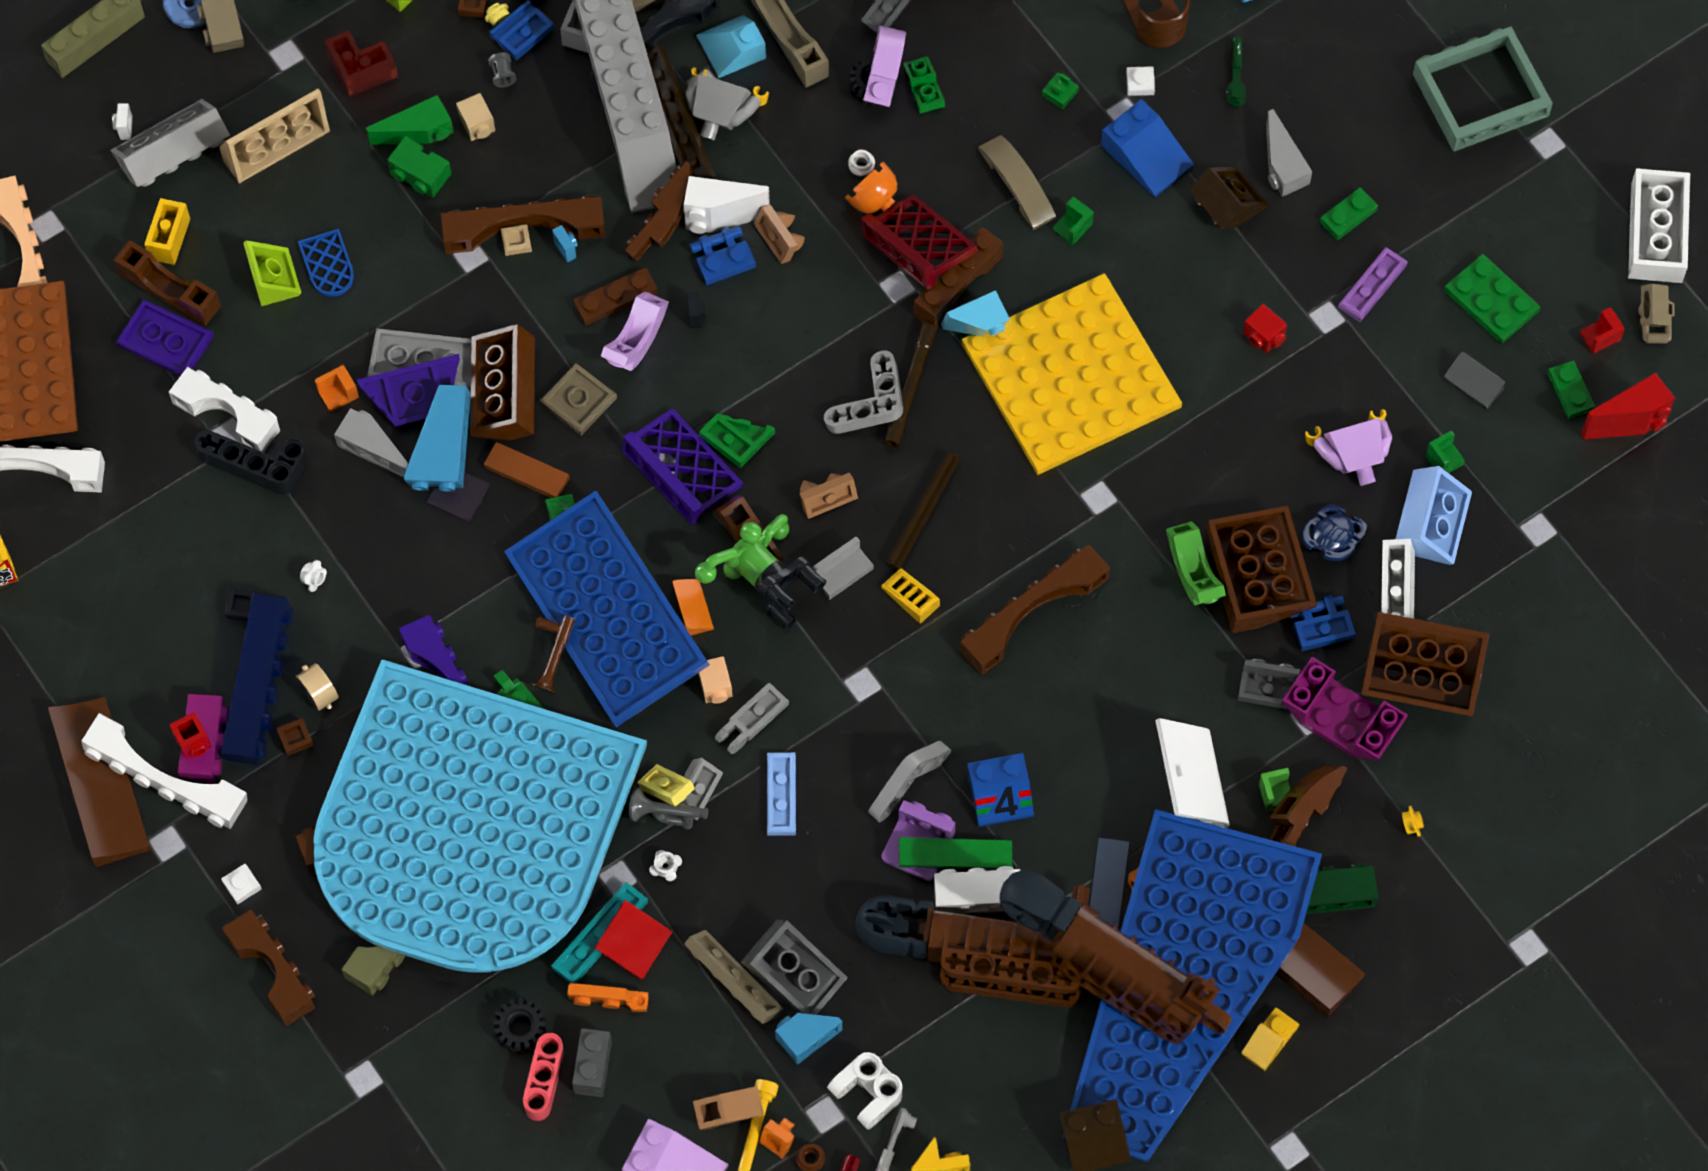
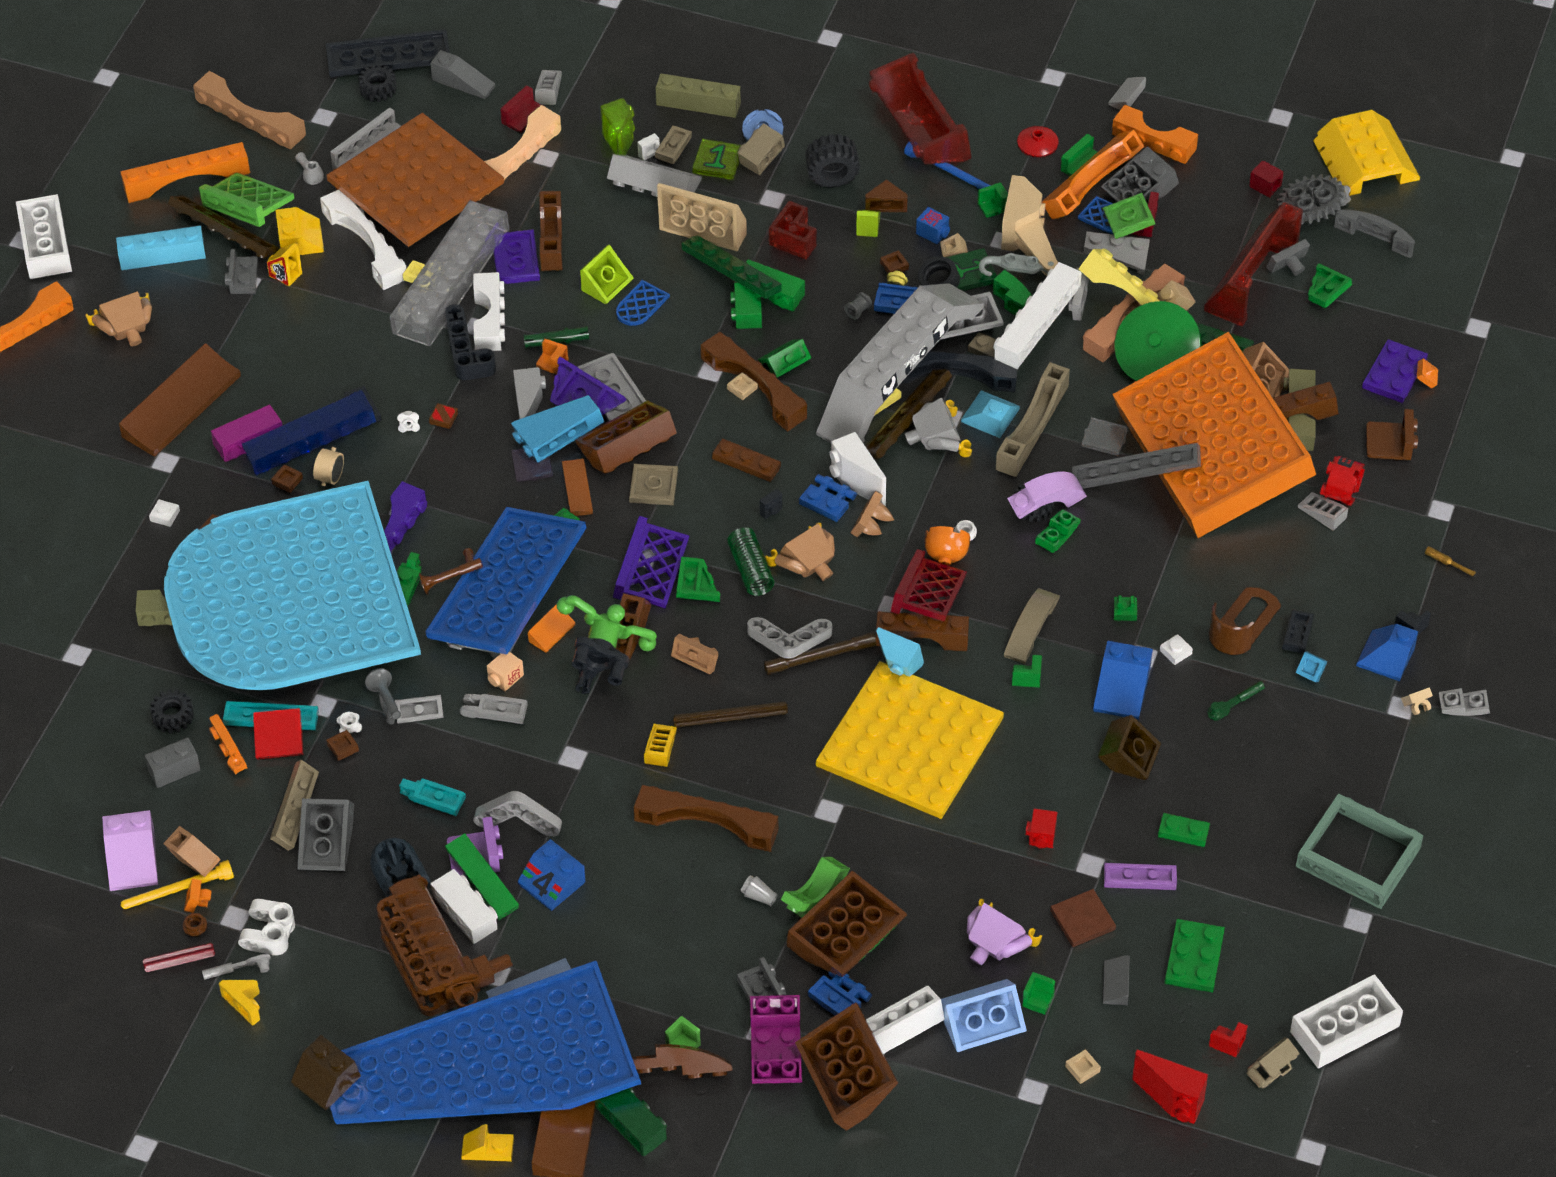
camera: 55 degrees right, 15 degrees down
(79, 132) = (618, 125): none -> clear neon green slope
(112, 445) = (412, 271): none -> light yellow plate
(139, 97) = (673, 144): none -> dark tan plate
(143, 413) = (449, 272): none -> clear brick
(167, 230) = (587, 209): yellow brick -> none
(190, 736) = (235, 415): red brick -> none
(191, 69) = (716, 159): none -> clear neon green tile
(218, 802) = (210, 464): white arch -> none
(249, 939) = (103, 578): reddish brown arch -> none
(317, 358) = (561, 336): none -> dark green pin
(328, 537) = (443, 416): none -> reddish brown tile
(361, 149) = (731, 266): none -> dark green plate
(475, 117) = (810, 312): tan brick -> none
(512, 176) = (786, 357): none -> green panel
(543, 1063) = (136, 744): coral beam -> none
(565, 243) = (759, 409): dark azure plate -> none
(637, 333) = (723, 485): lavender arch -> none
(666, 785) = (403, 686): light yellow plate -> none
(670, 208) = (818, 447): reddish brown slope -> none
(690, 887) = (342, 745): none -> reddish brown plate
(758, 369) = (747, 548): none -> dark green piece
(781, 794) = (453, 757): light blue tile -> none
(785, 316) = (806, 553): none -> medium nougat torso
(806, 1034) = (281, 869): dark azure slope -> none
(819, 839) = (433, 795): none -> teal hinge
(843, 568) = (647, 692): light grey panel -> none
(1112, 962) = (450, 985): reddish brown piece -> none
(1153, 617) = (757, 890): none -> light grey cone
(1192, 772) = (646, 972): white door -> none
(1286, 164) = (1189, 762): light grey slope -> none
(1333, 533) = (914, 959): dark blue shield -> none
(1384, 362) = (1083, 918): none -> copper tile
(1412, 821) = (725, 1137): yellow plate -> none
(1545, 470) = (1082, 1066): none -> tan tile
(1571, 389) = (1167, 1041): green plate -> none

